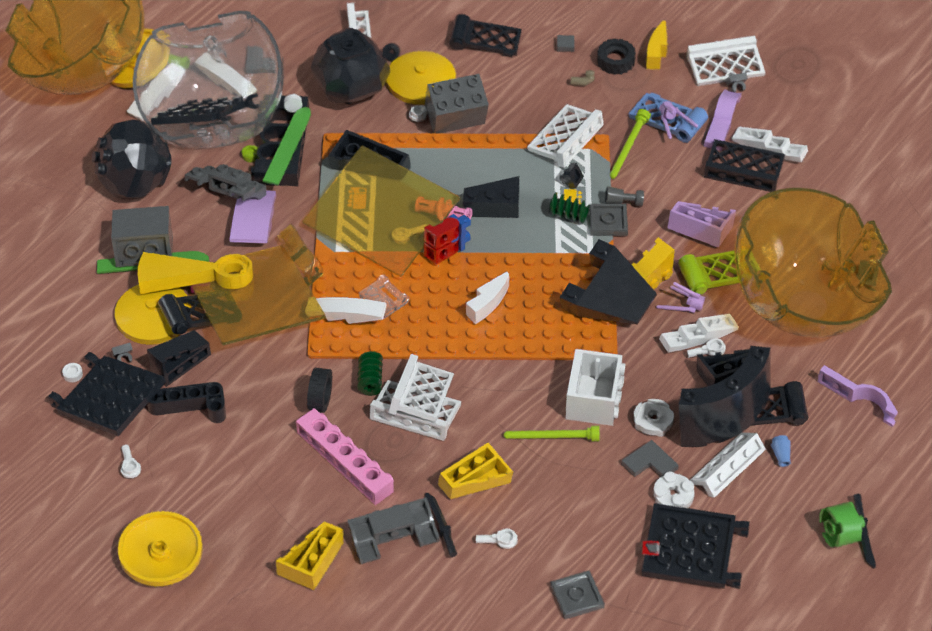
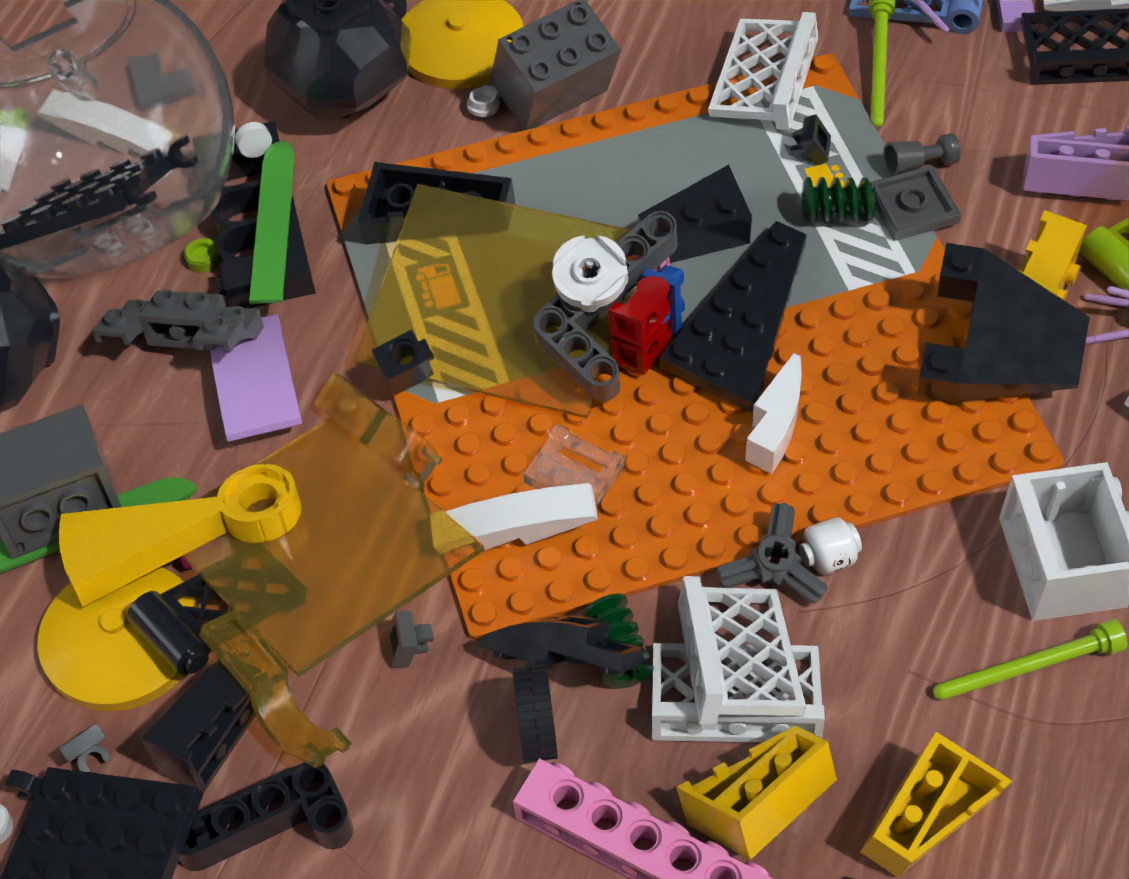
camera: 15 degrees left, 5 degrees up
(209, 348) = (268, 686): none -> clear yellow piece
(278, 348) = (407, 639): none -> dark grey tile
(317, 224) = (392, 352): none -> black brick
(343, 364) = (564, 639): none -> black slope
(405, 448) = (760, 794): none -> yellow wedge
(422, 217) = (574, 321): none -> dark grey beam
(424, 216) = (590, 252): none -> white plate
(457, 360) = (779, 544): none -> dark grey bush
(486, 361) = (830, 545): none -> white head
(493, 253) = (738, 327): none -> black wing

